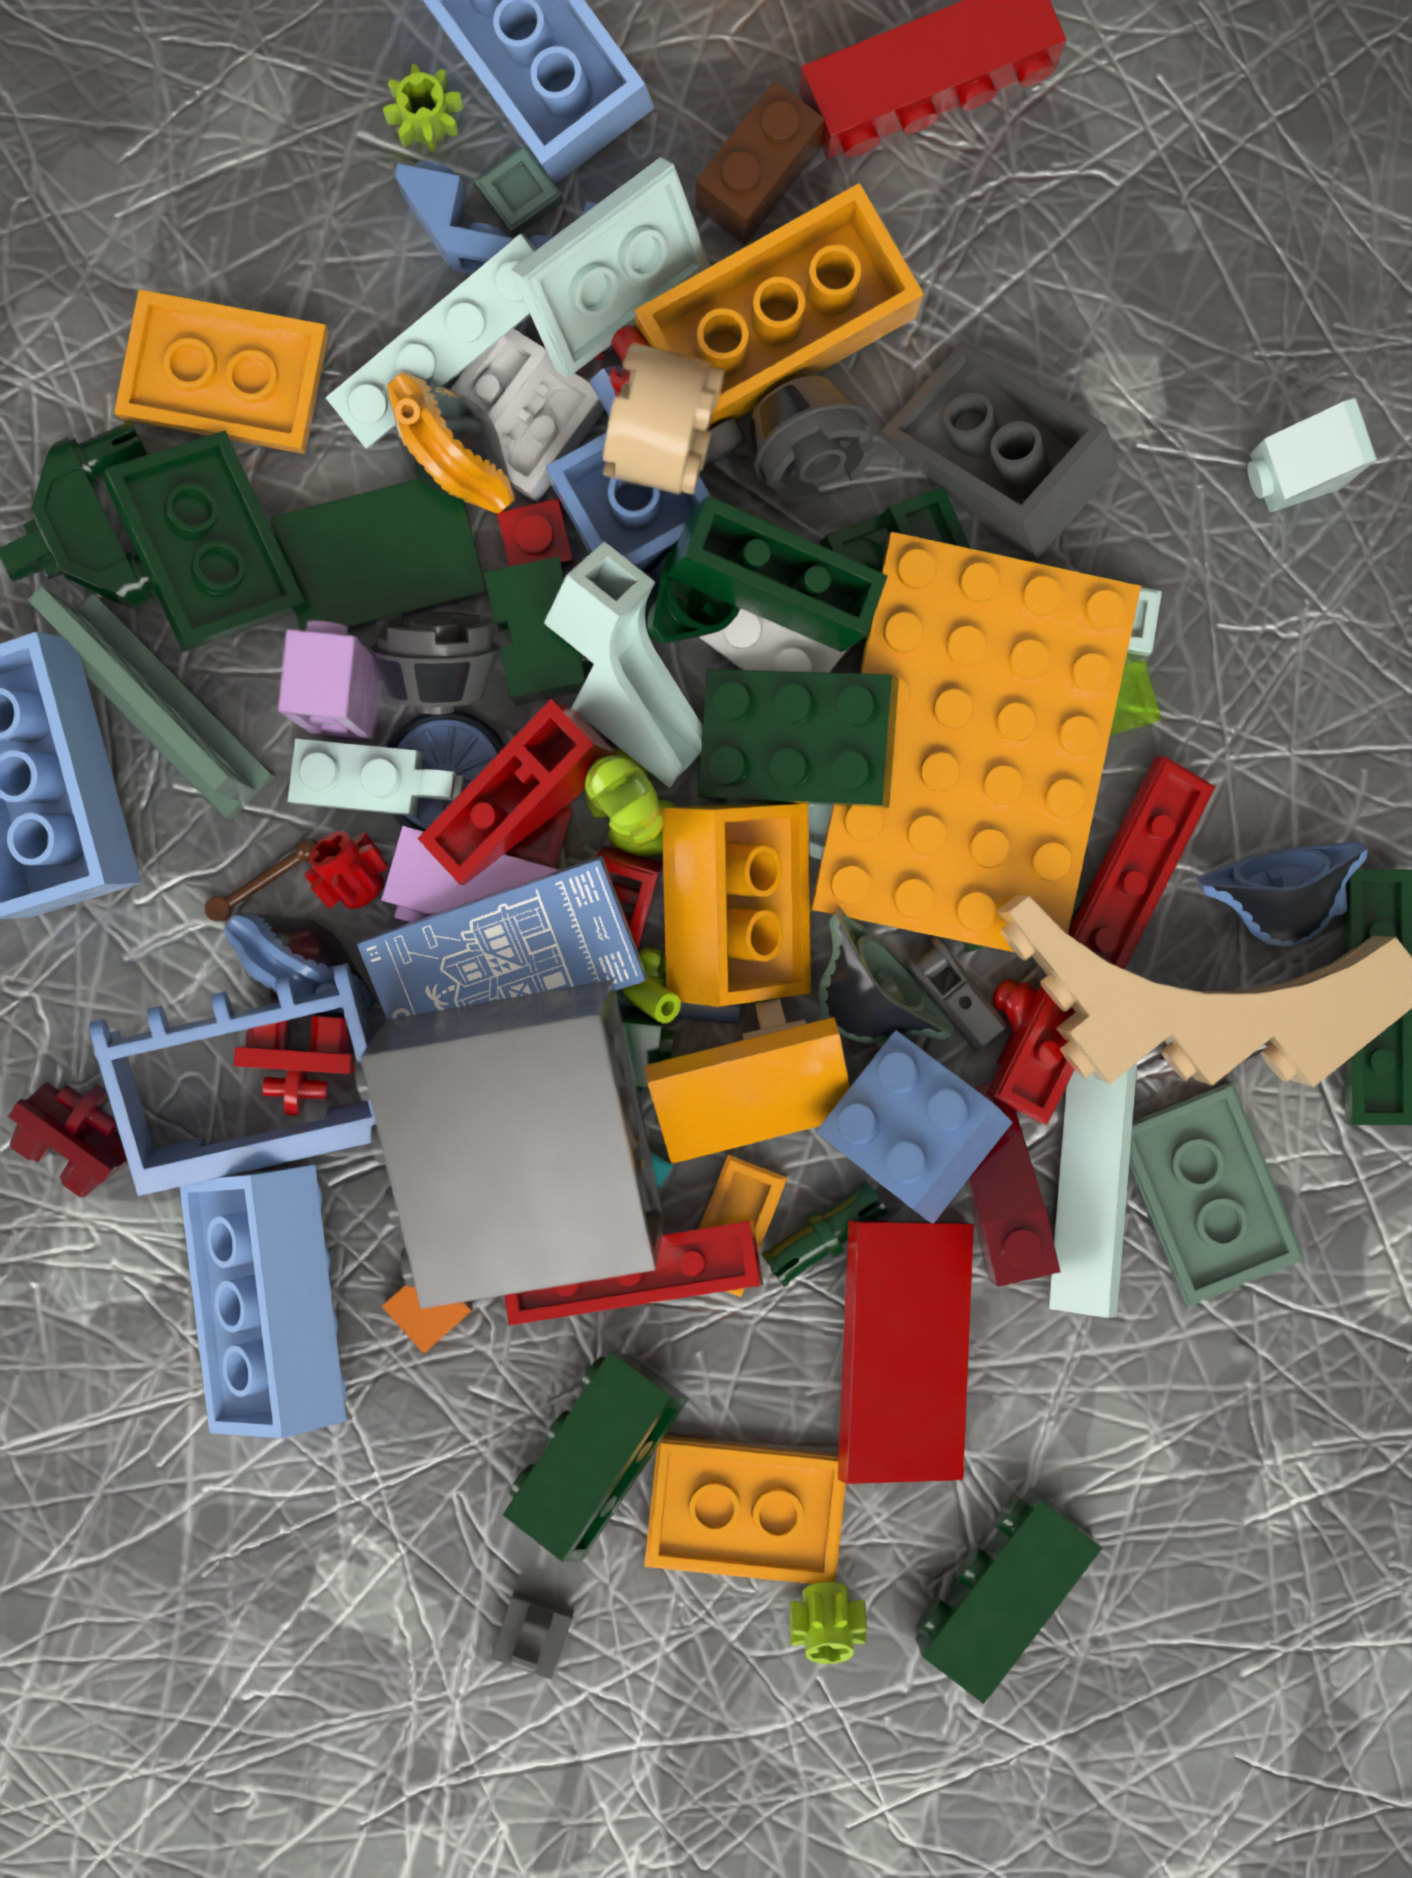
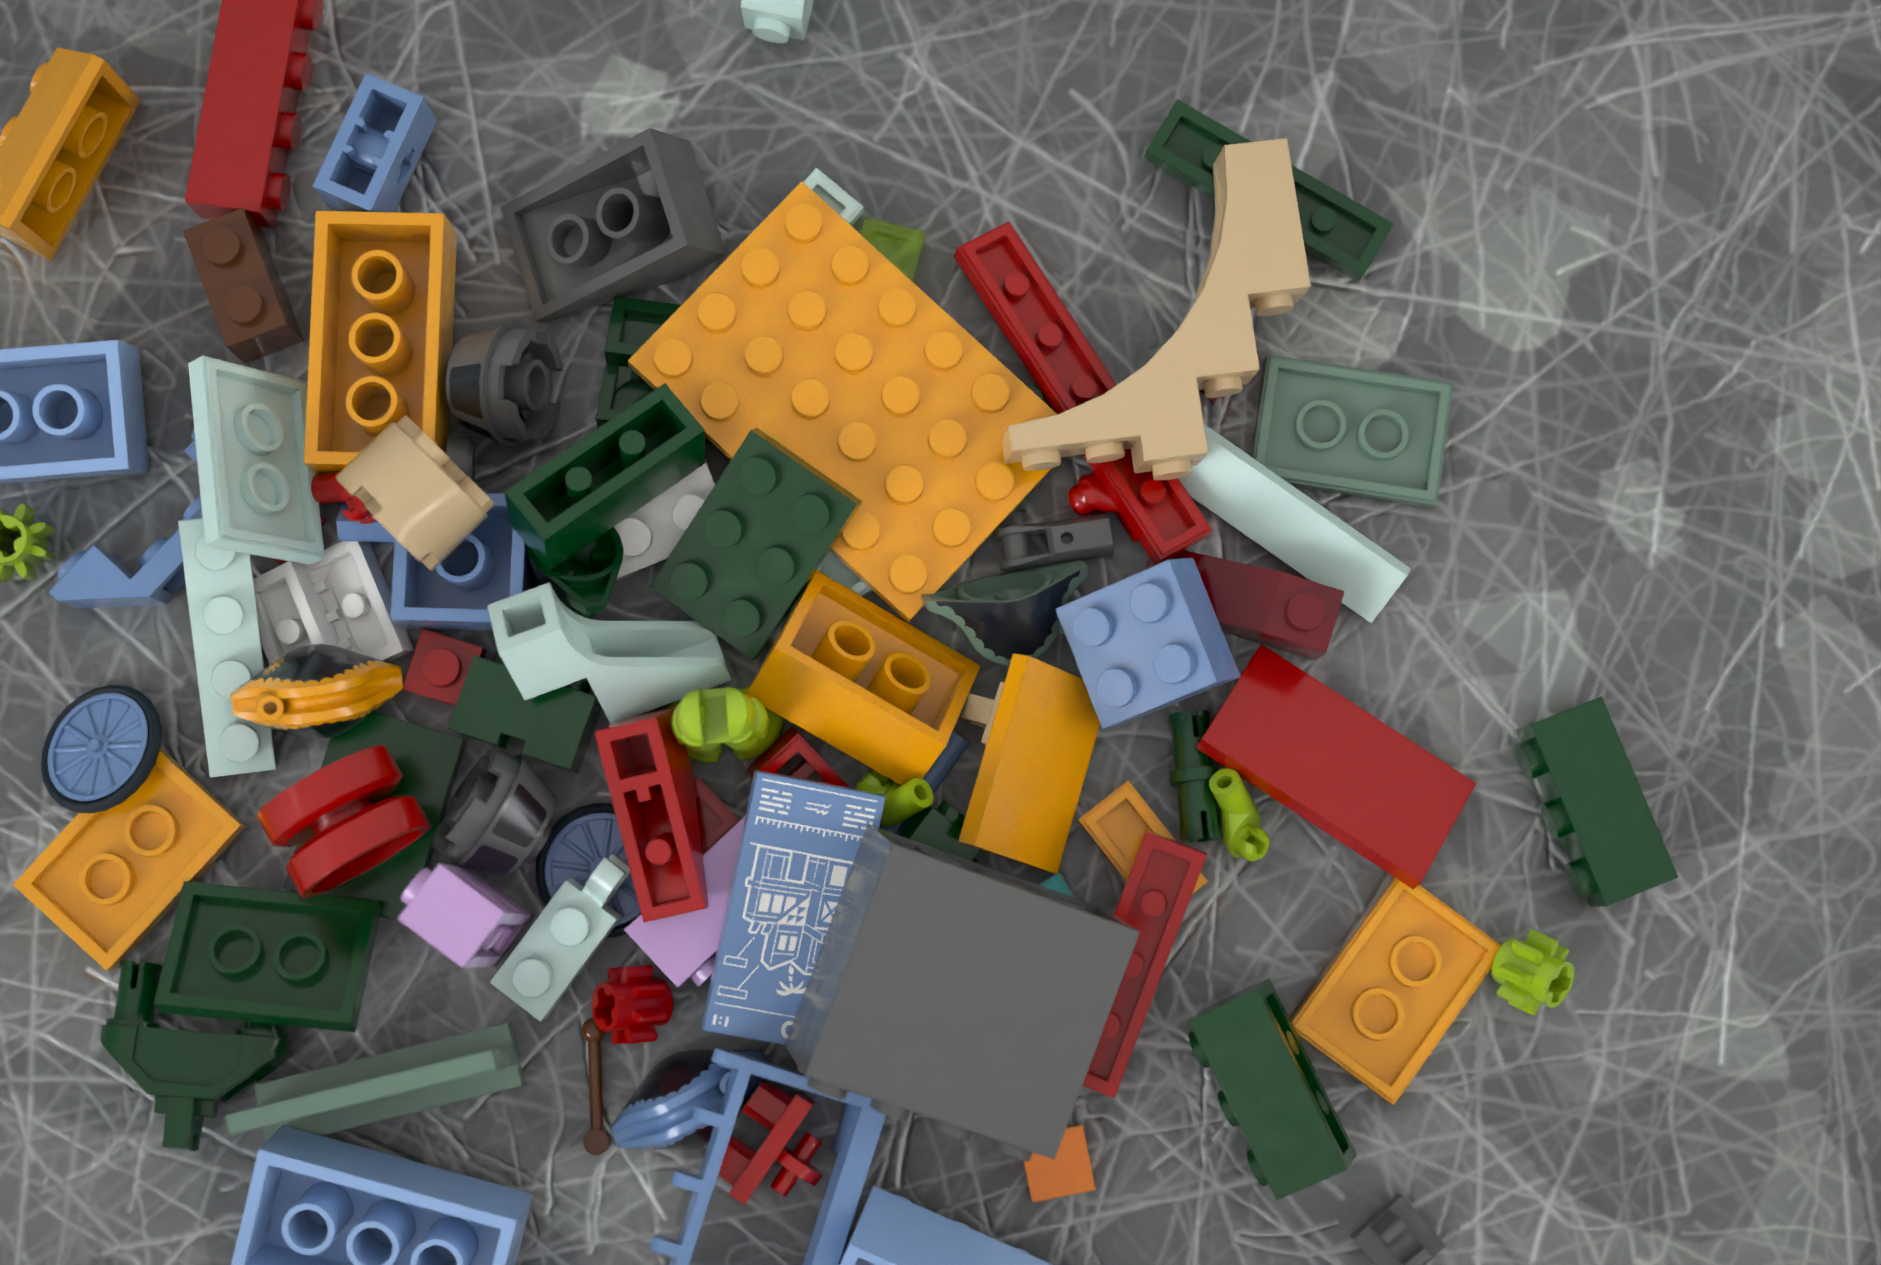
camera: 60 degrees left, 5 degrees down
(295, 291) = (101, 749): none -> medium blue wheel
(354, 526) = (343, 820): none -> red wheel
(518, 191) = (135, 505): sand green tile -> none
(811, 1292) = (1238, 816): none -> lime arm
(946, 201) = (375, 148): none -> medium blue brick
(1287, 892) = (1134, 214): hat -> none

